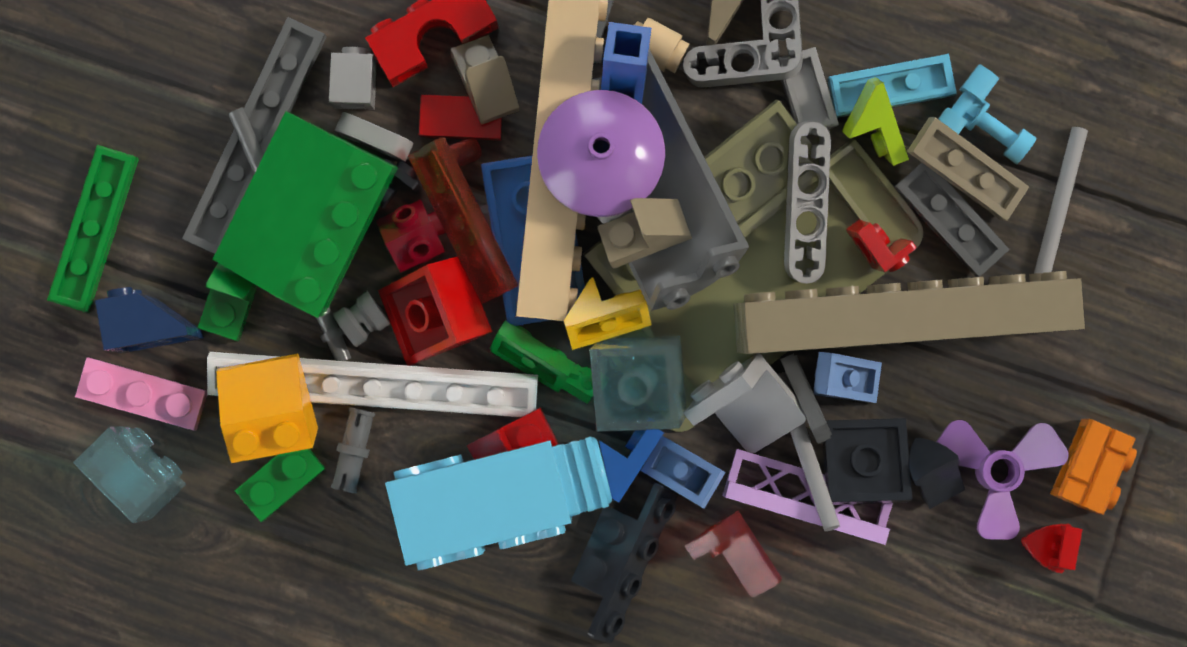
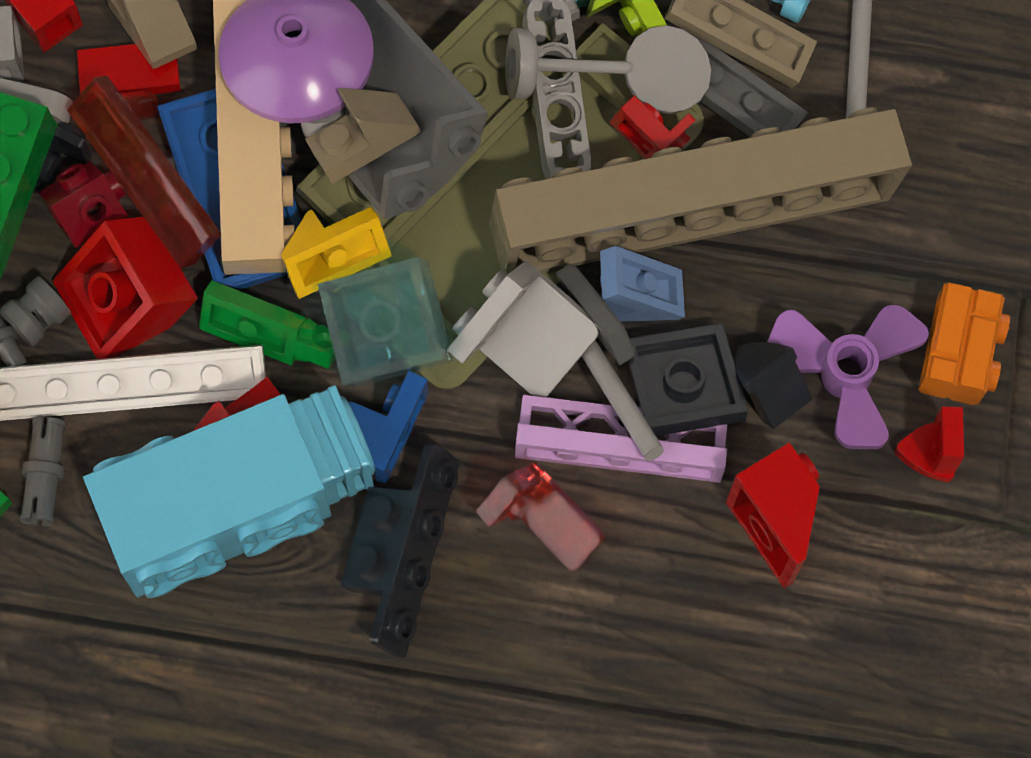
camera: 10 degrees left, 15 degrees down
(683, 471) = (459, 425): medium blue slope -> none
(897, 197) = (660, 67): none -> light grey piece
(923, 586) = (777, 508): none -> red slope

